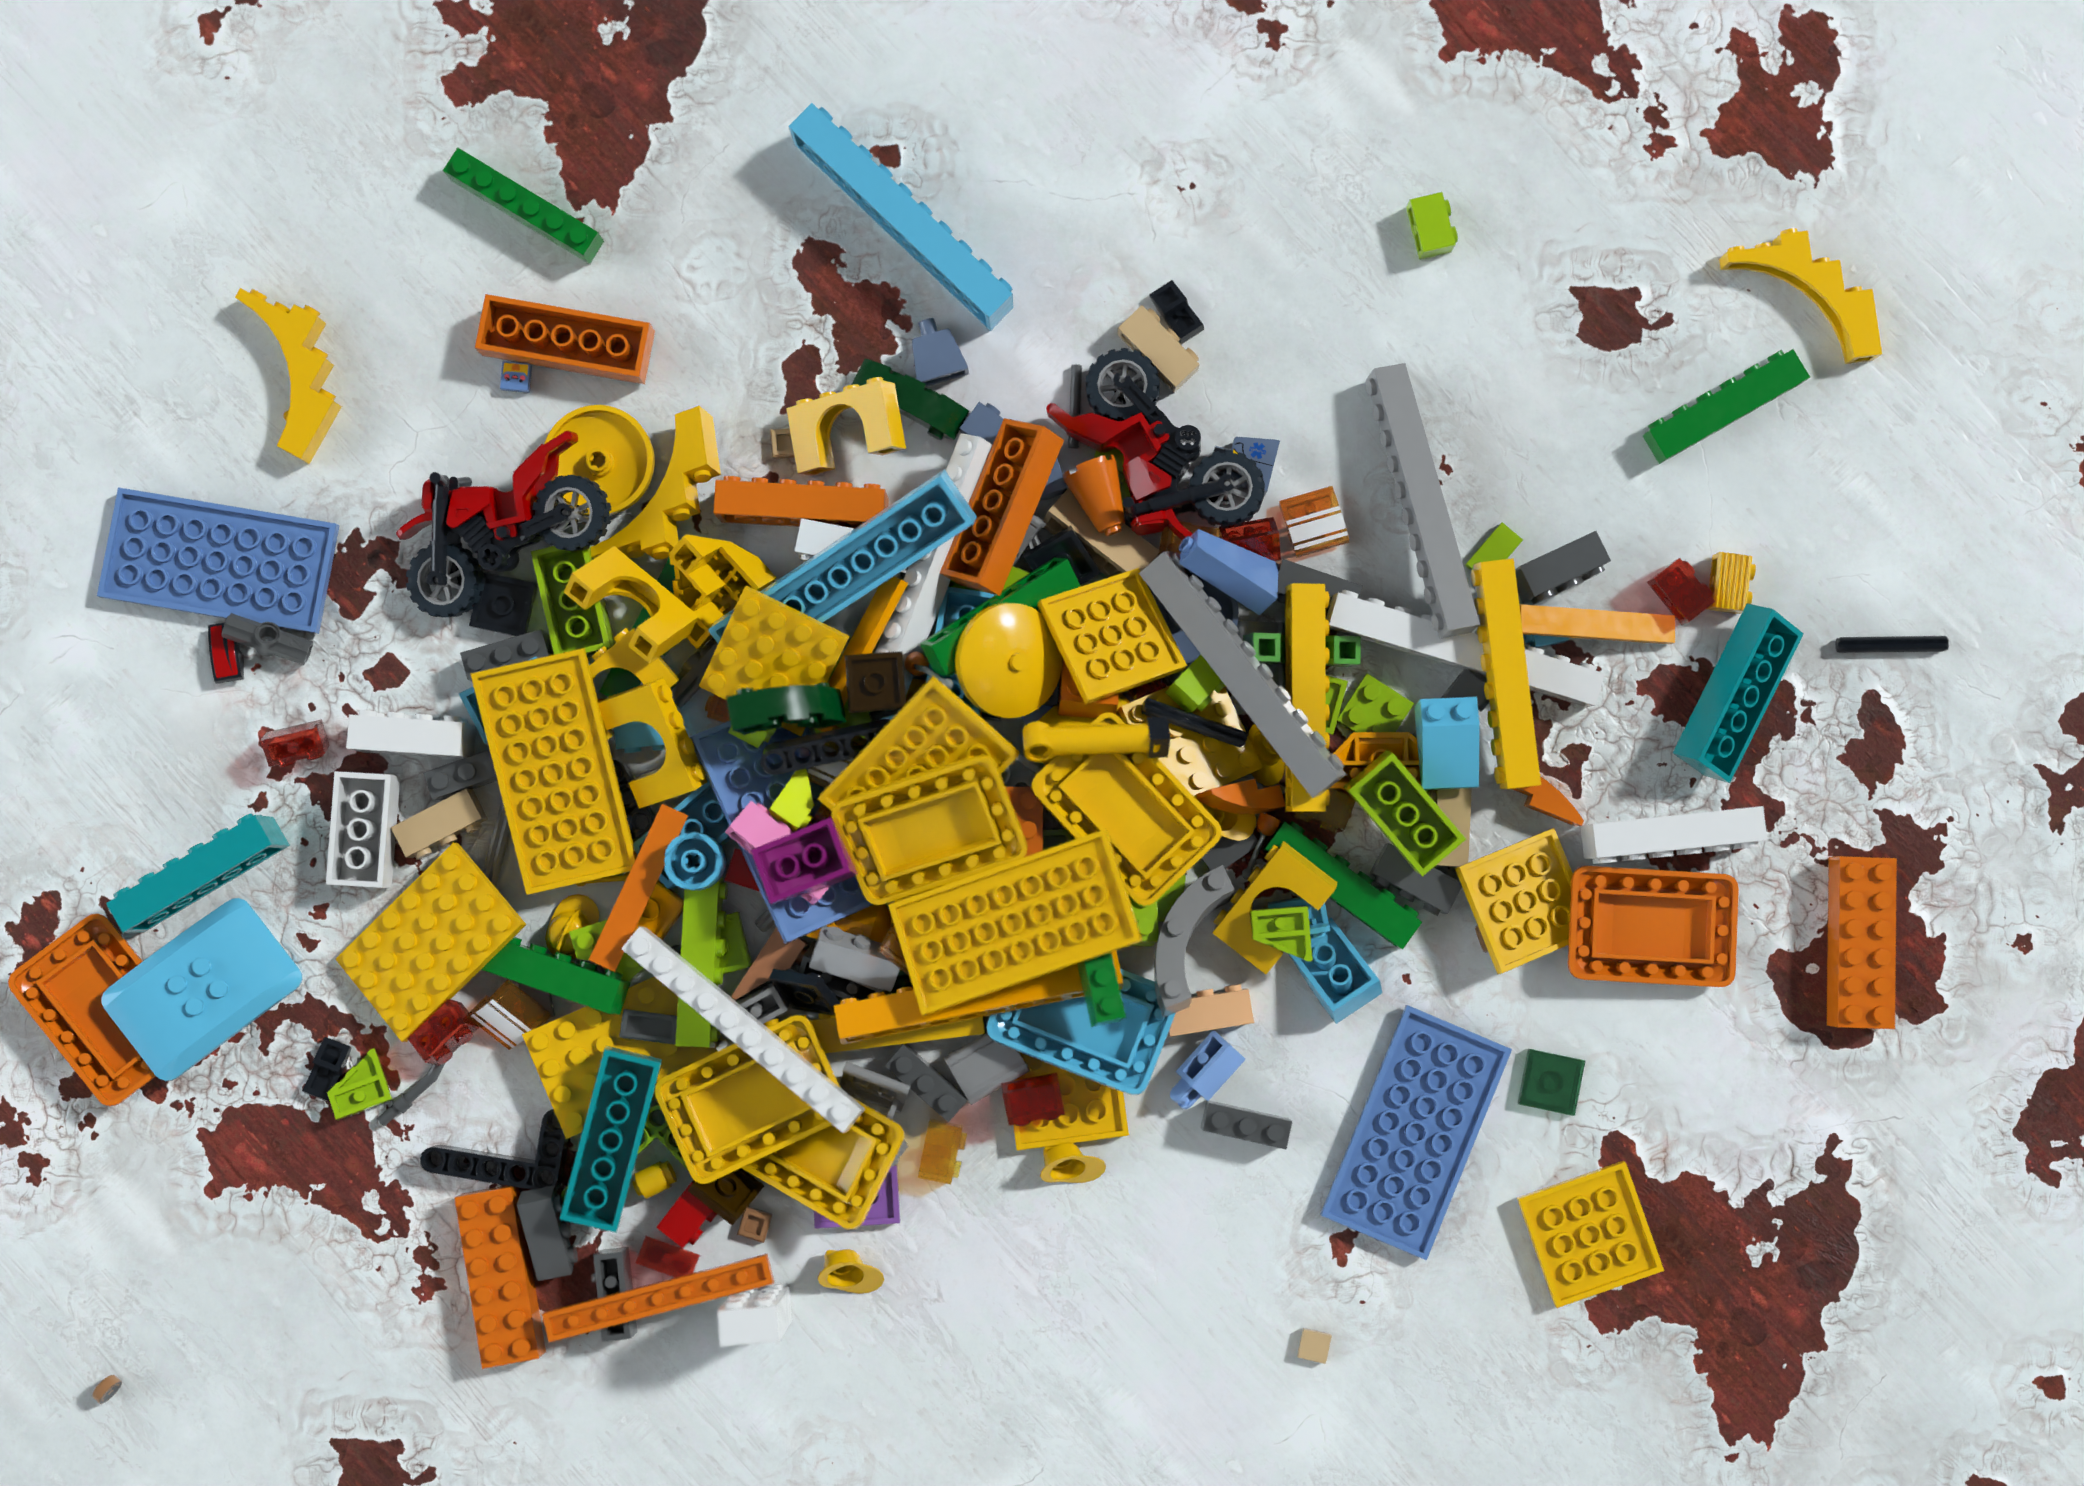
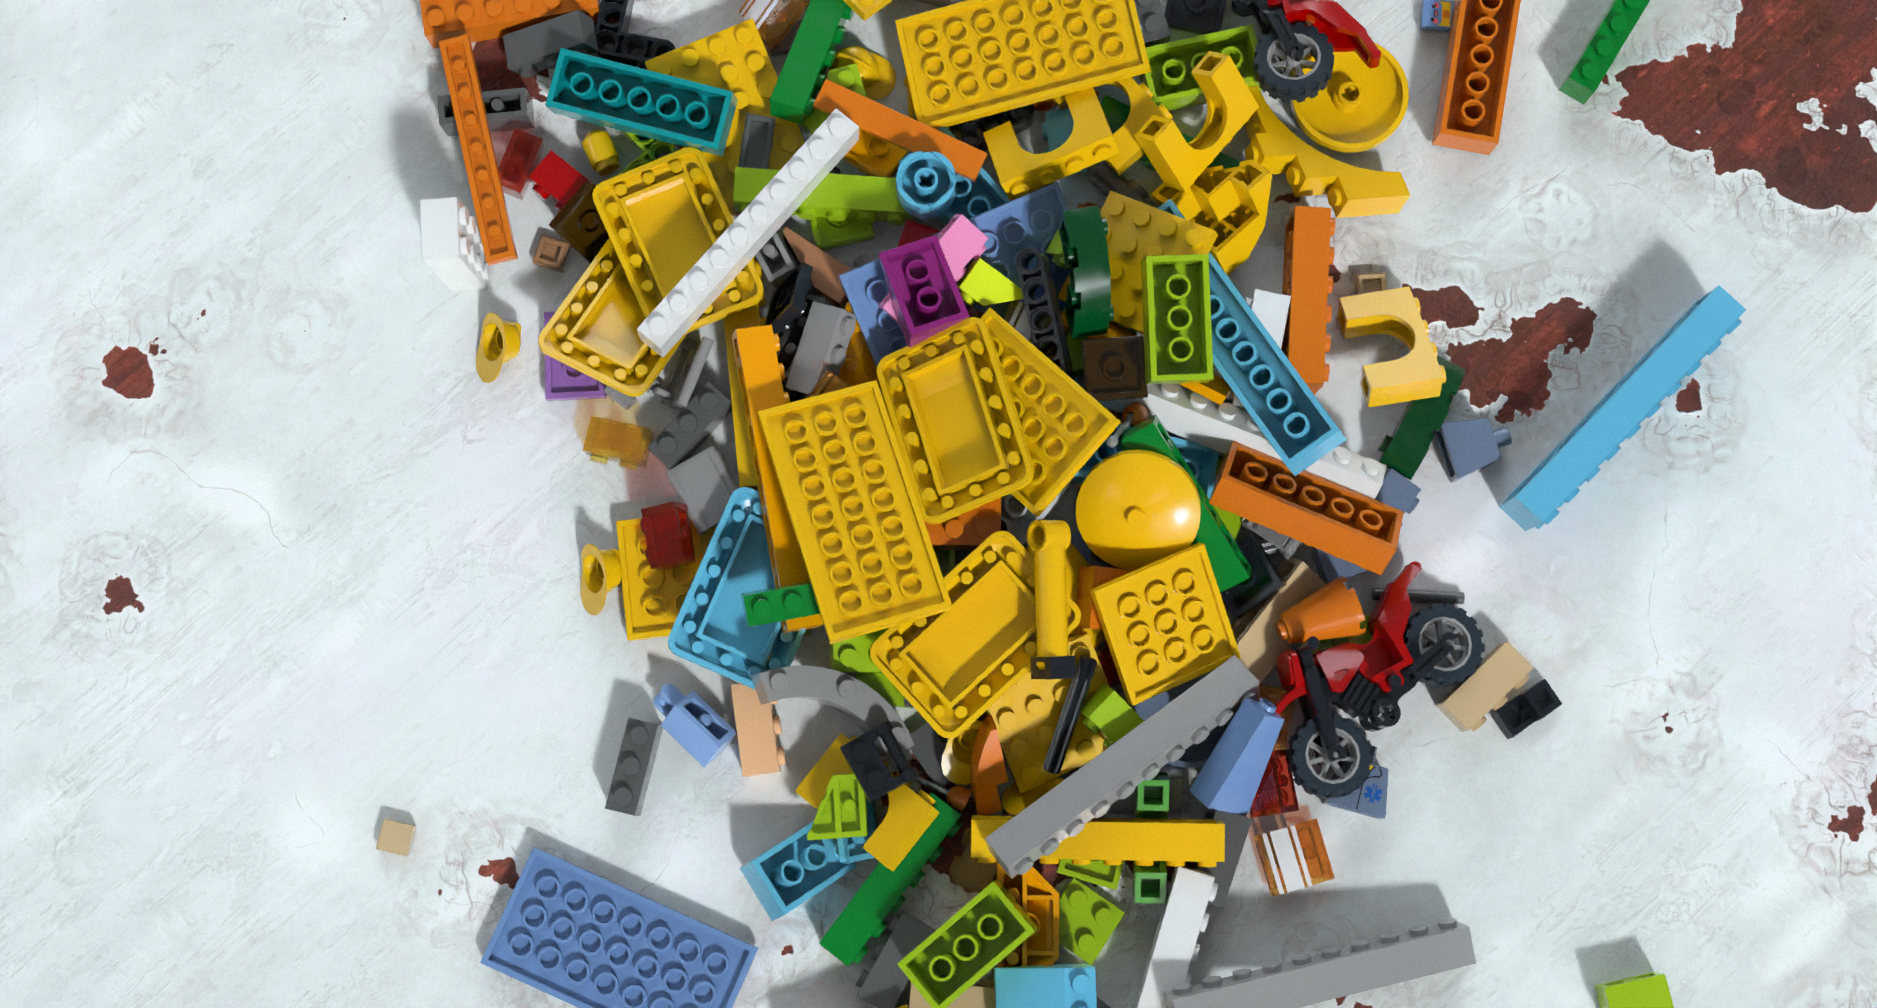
camera: 90 degrees right, 5 degrees down
(833, 623) = (1177, 319): none -> lime brick
(1246, 904) = (869, 766): none -> black plate

